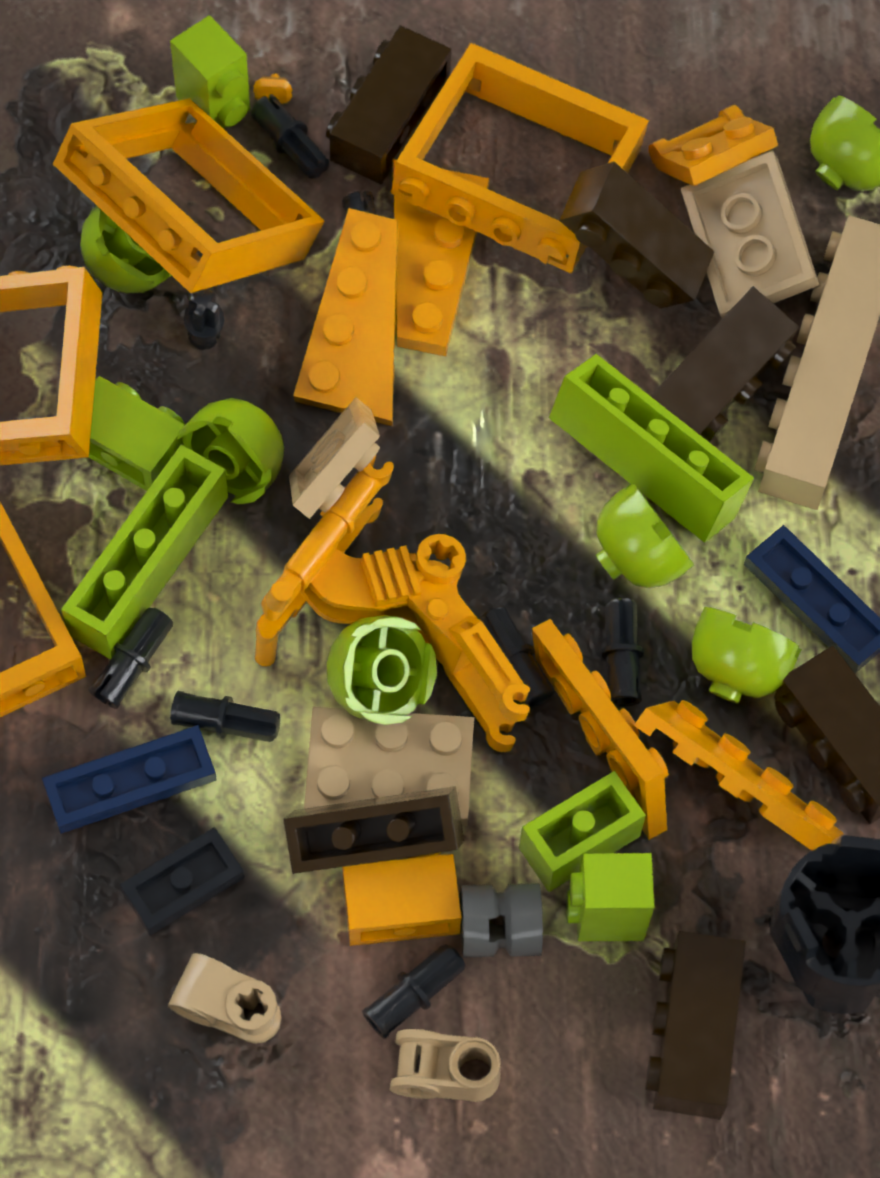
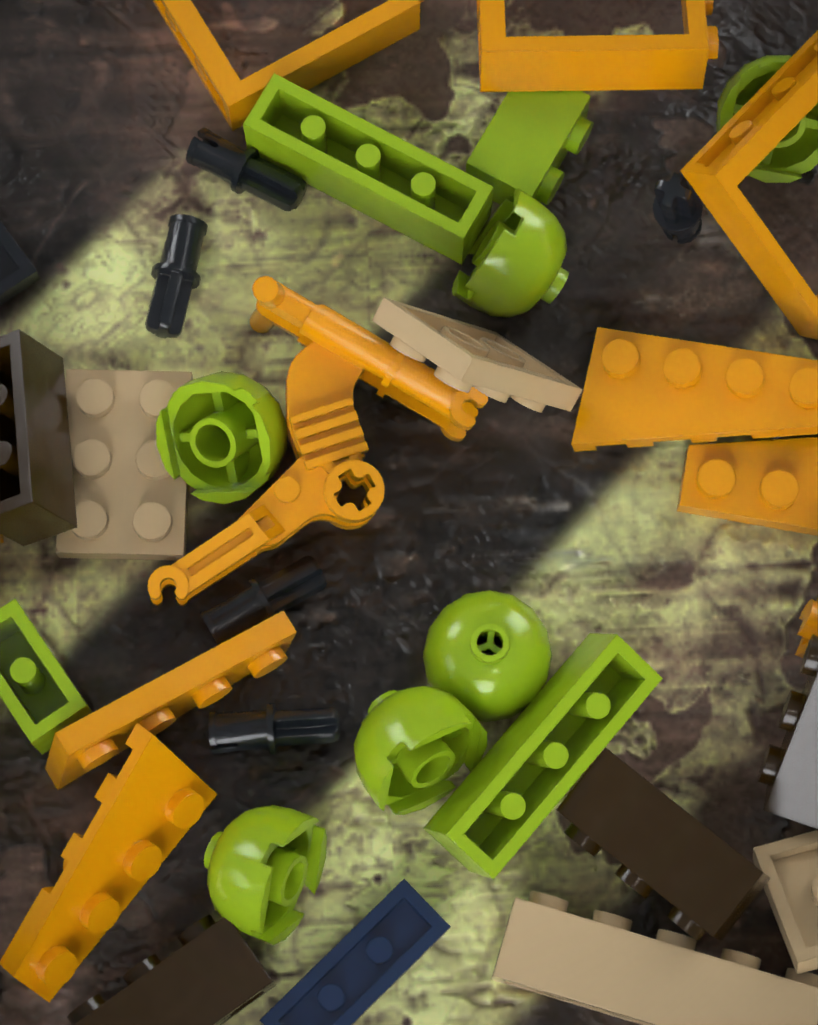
camera: 90 degrees right, 10 degrees up
(129, 779) = (98, 180): dark blue plate -> none
(562, 491) = (493, 684): none -> lime cylinder

